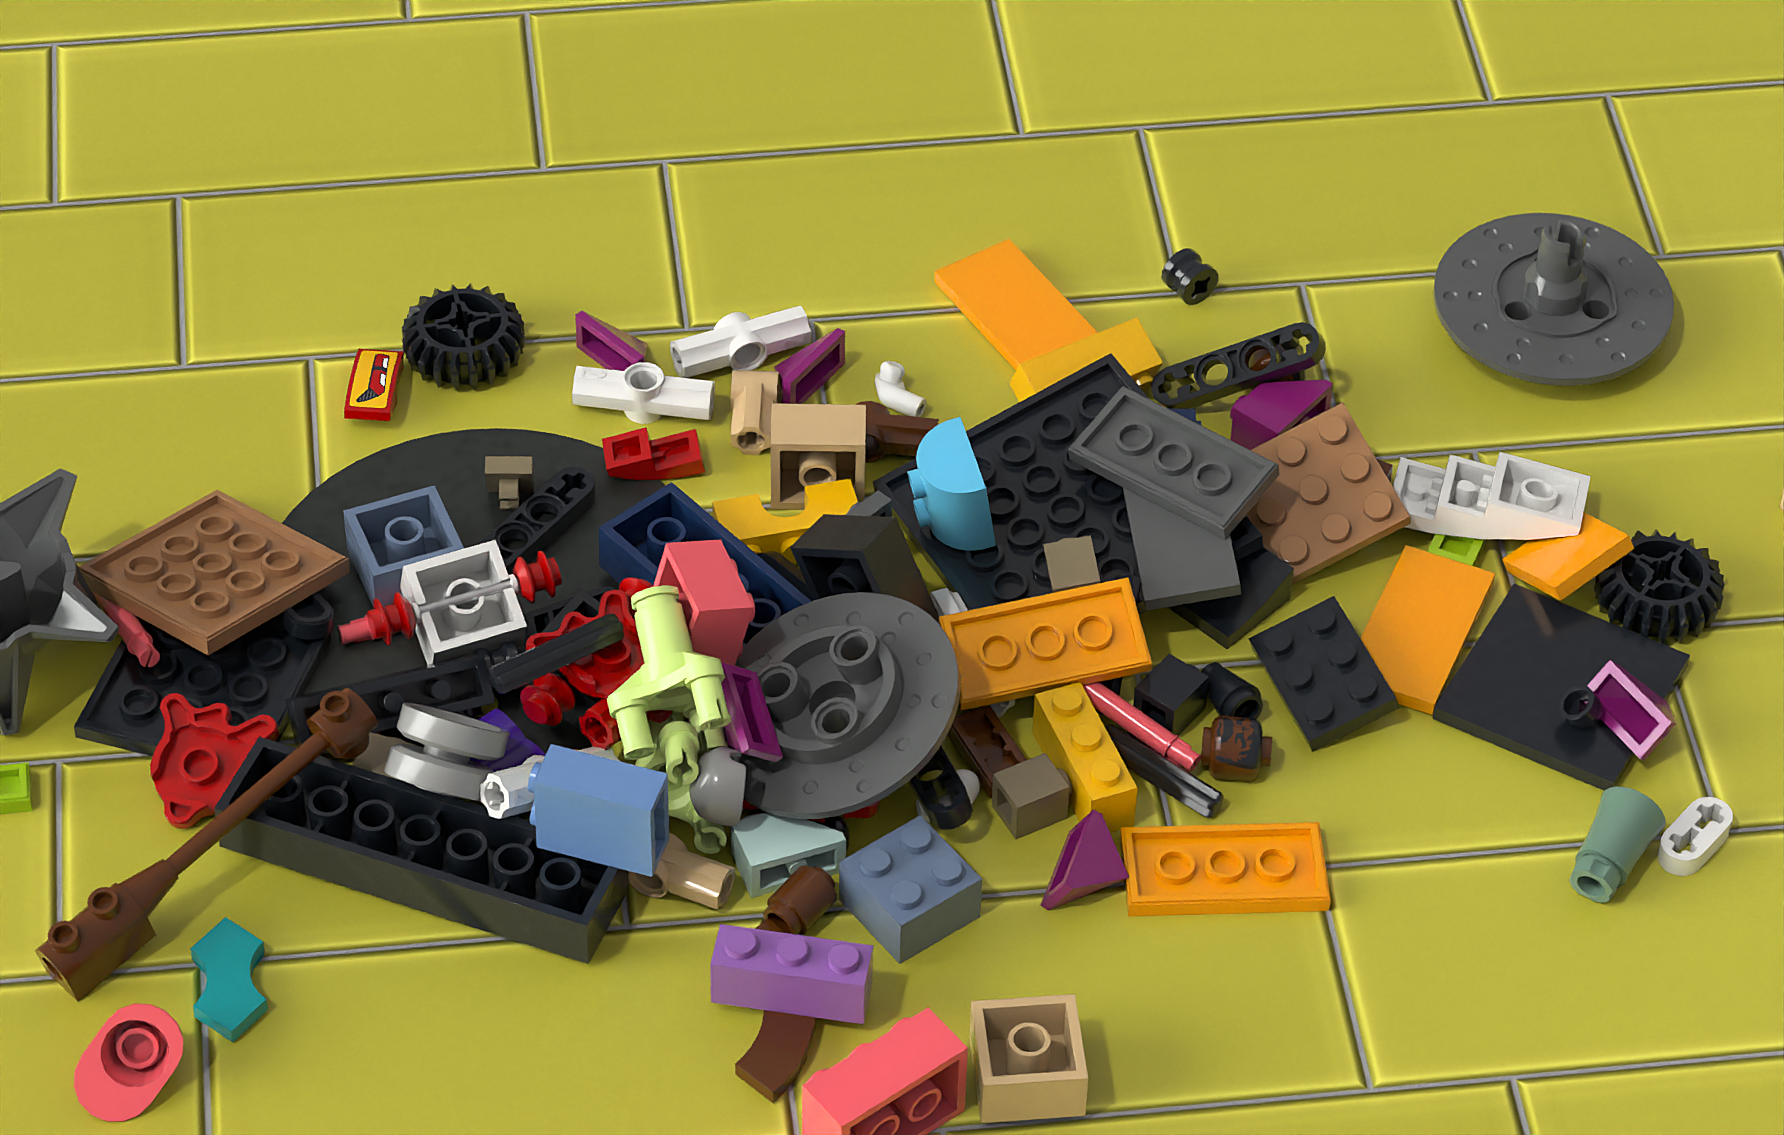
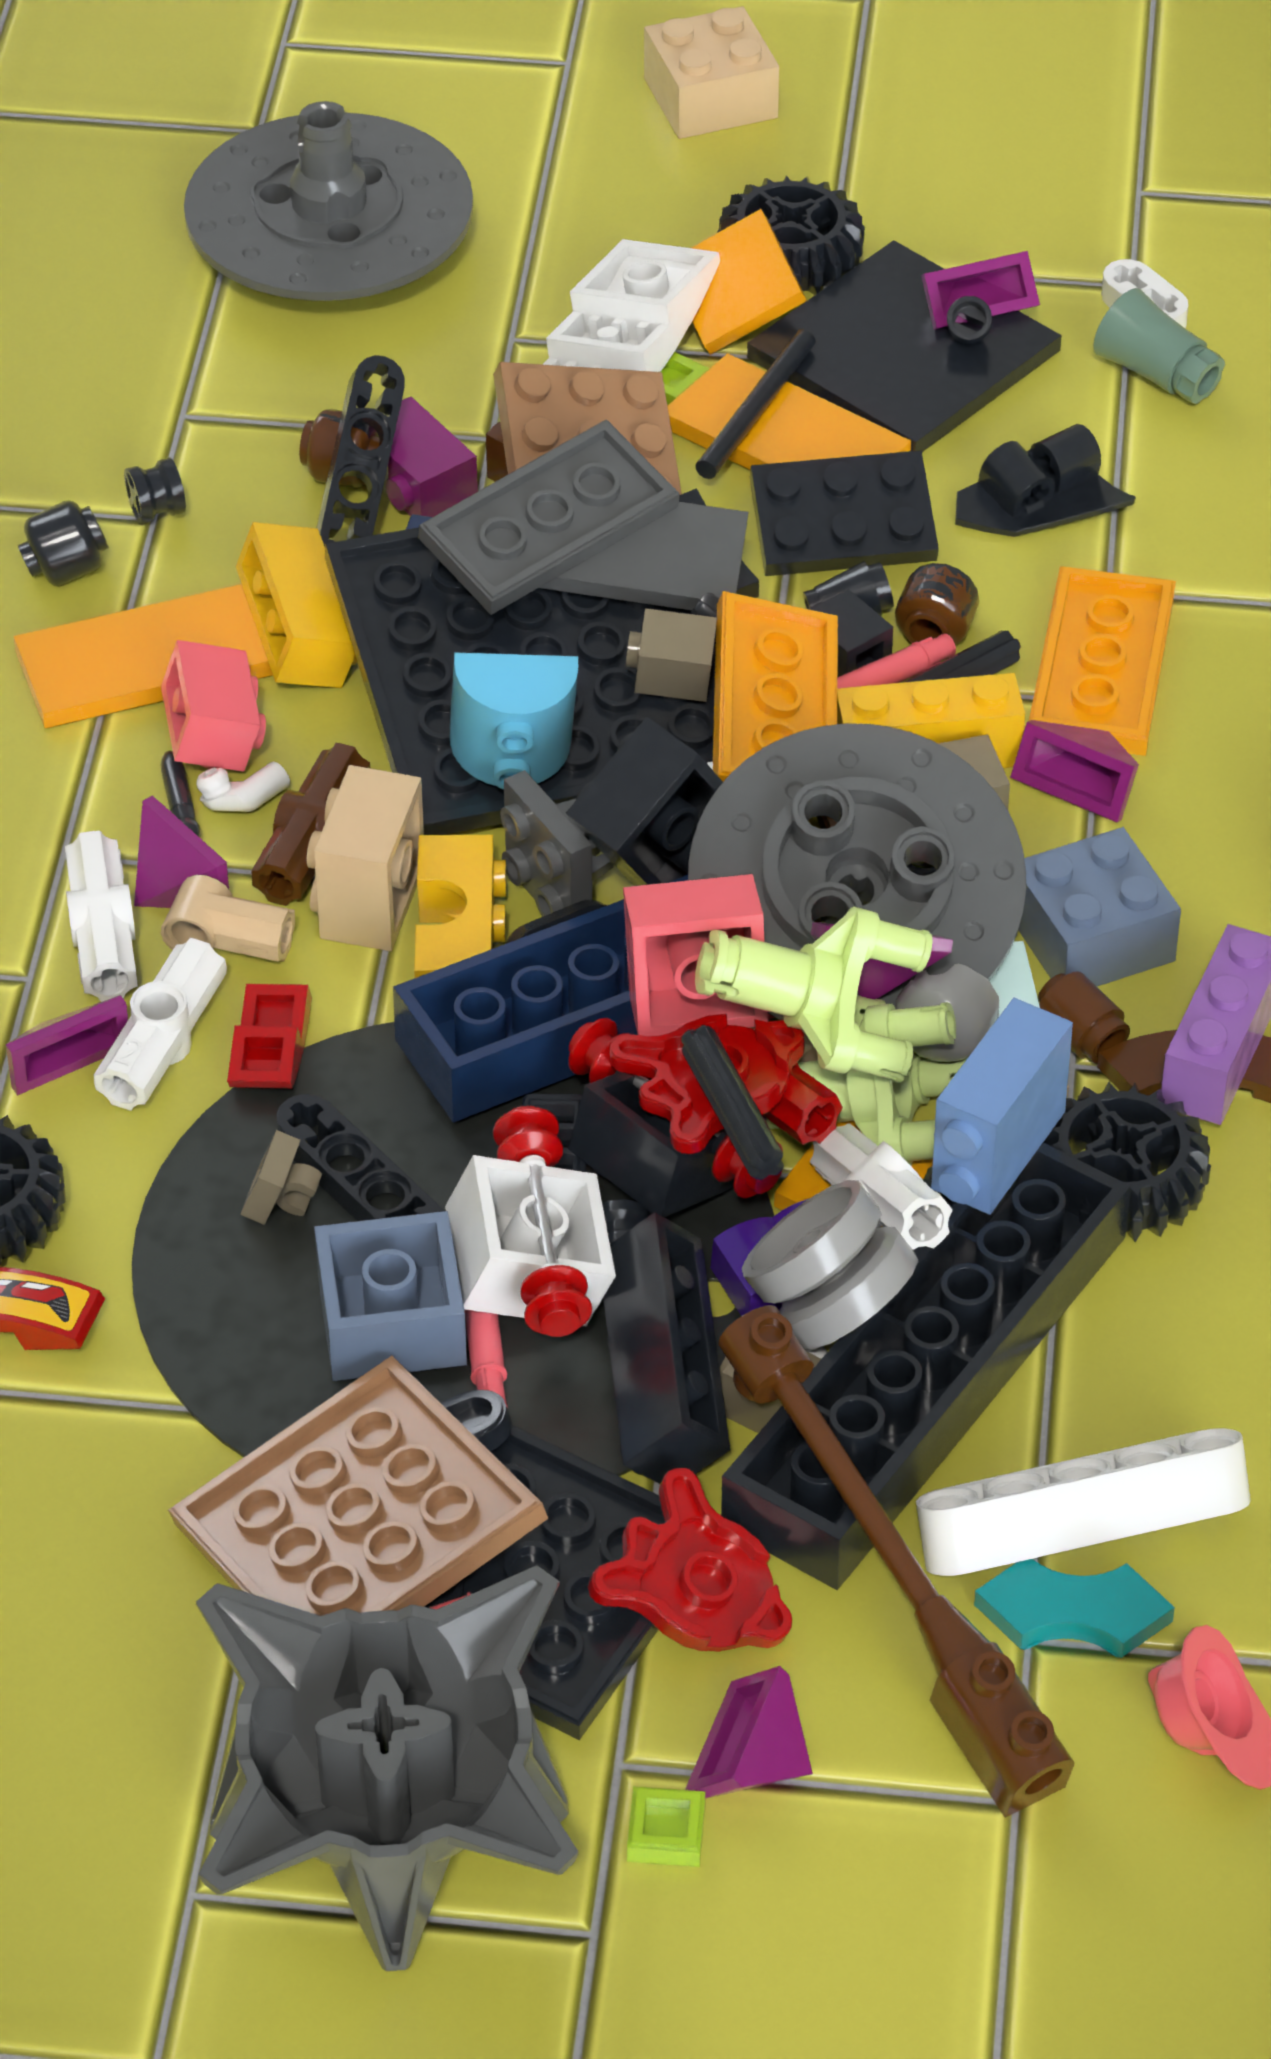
camera: 75 degrees left, 0 degrees up
(74, 822) = (753, 1737): none -> magenta slope
(307, 961) = (1083, 1501): none -> white beam
(649, 958) = (1132, 1141): none -> black gear
(848, 373) = (178, 791): none -> black piece
(958, 348) = (212, 706): none -> coral brick
(1111, 240) = (63, 543): none -> black head
(1417, 799) = (1040, 486): none -> black panel
(1430, 596) = (755, 404): none -> black bar

